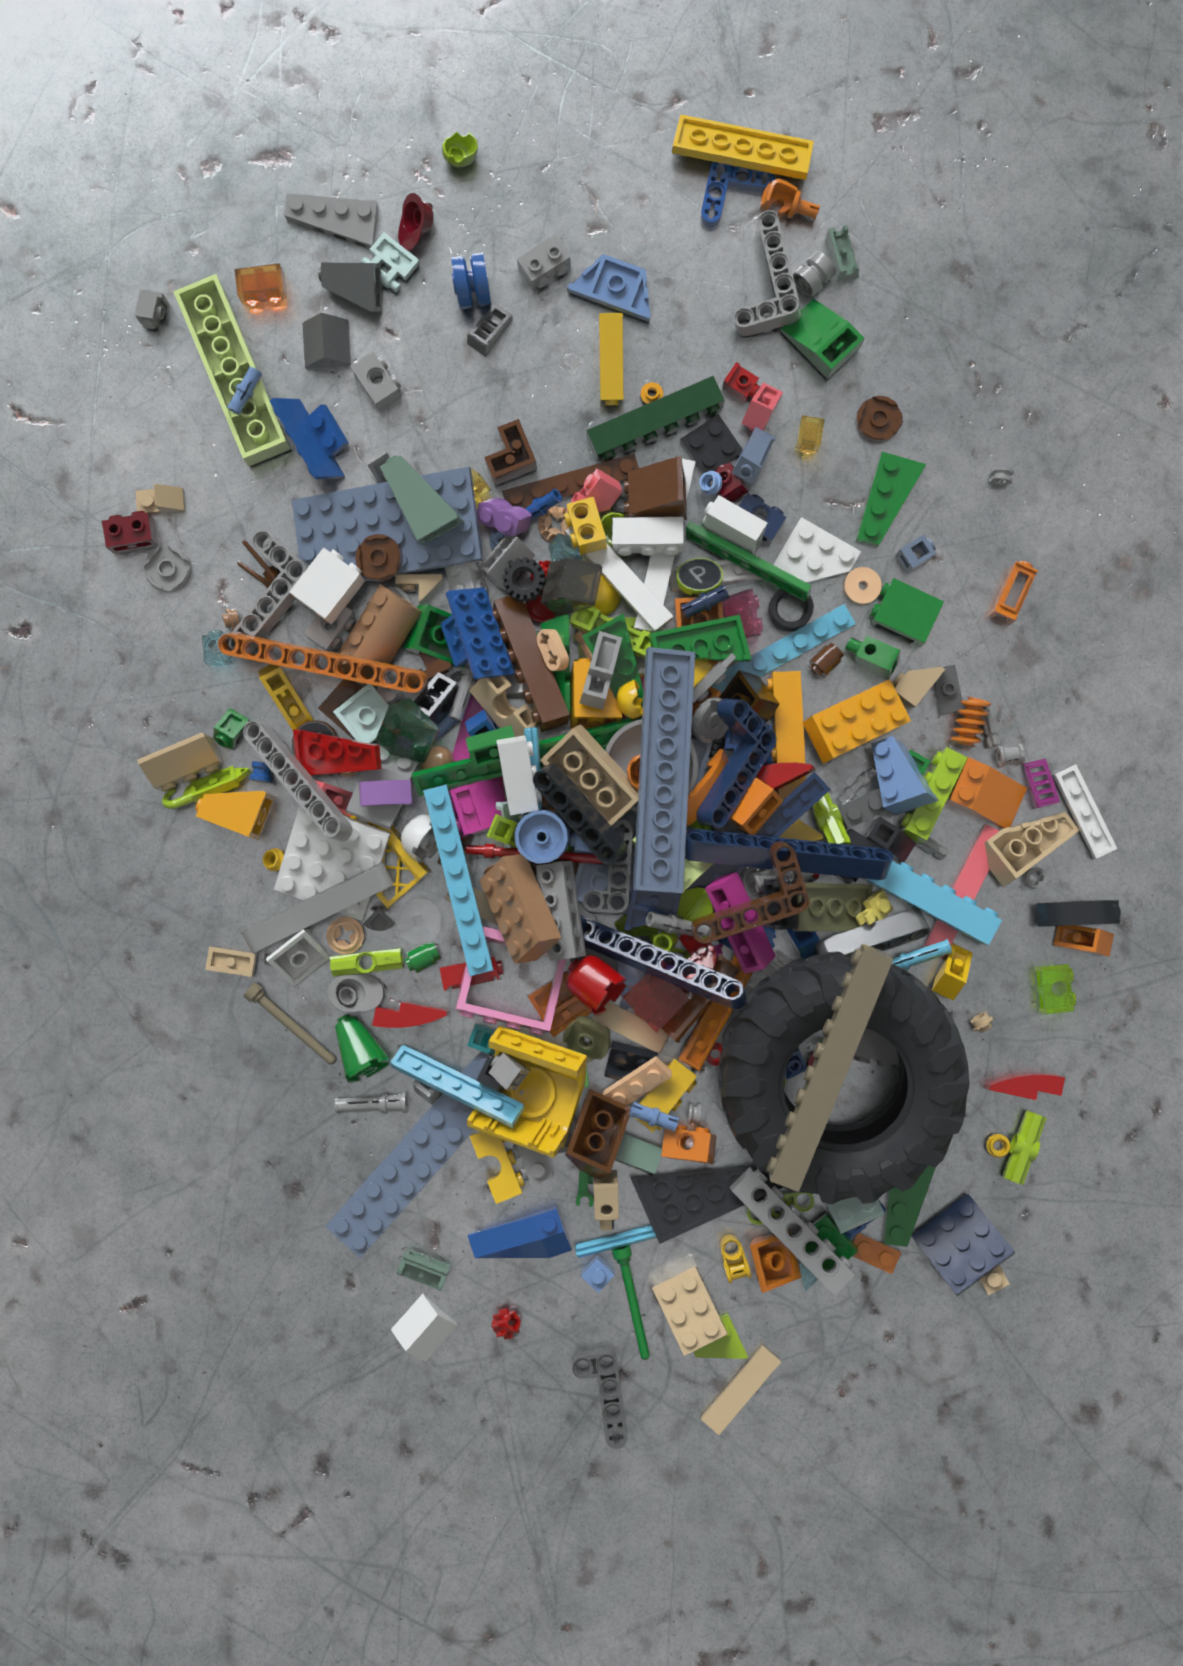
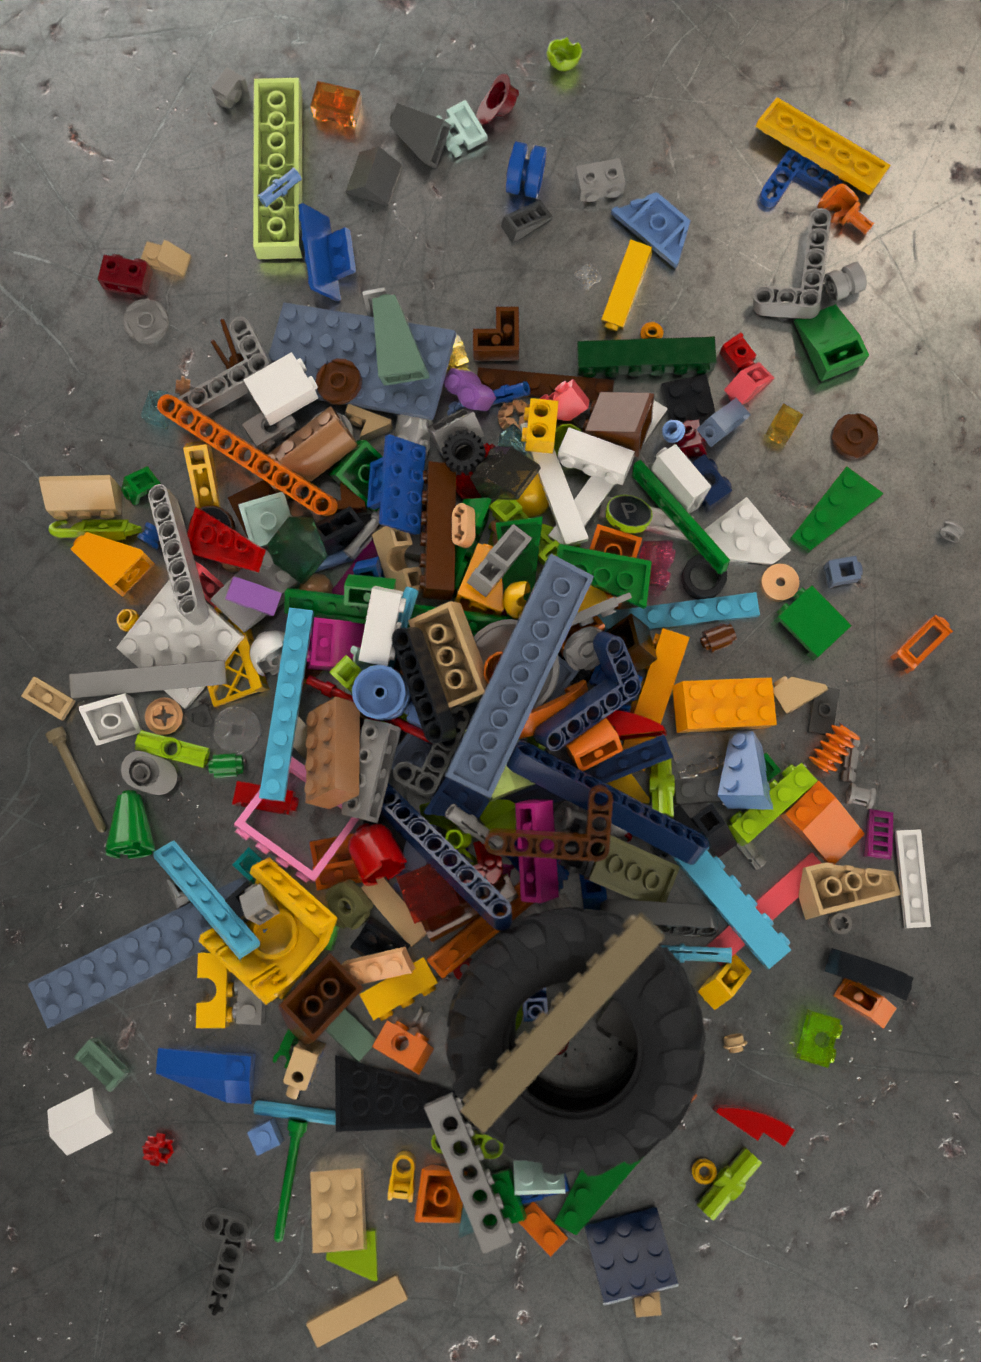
camera: 20 degrees right, 5 degrees down
(336, 216) = (436, 75): light grey wing -> none
(369, 368) = (404, 213): light grey brick -> none
(384, 1104) = (131, 888): light grey pin -> none
(407, 1015) = (188, 814): red slope -> none
(654, 1116) = (380, 1005): medium blue pin -> none
(705, 601) = (624, 537): dark blue pin -> none
(842, 254) = (878, 274): sand green hinge -> none
(876, 909) = (674, 891): light yellow plate -> none
(881, 662) = (766, 651): green torso -> none

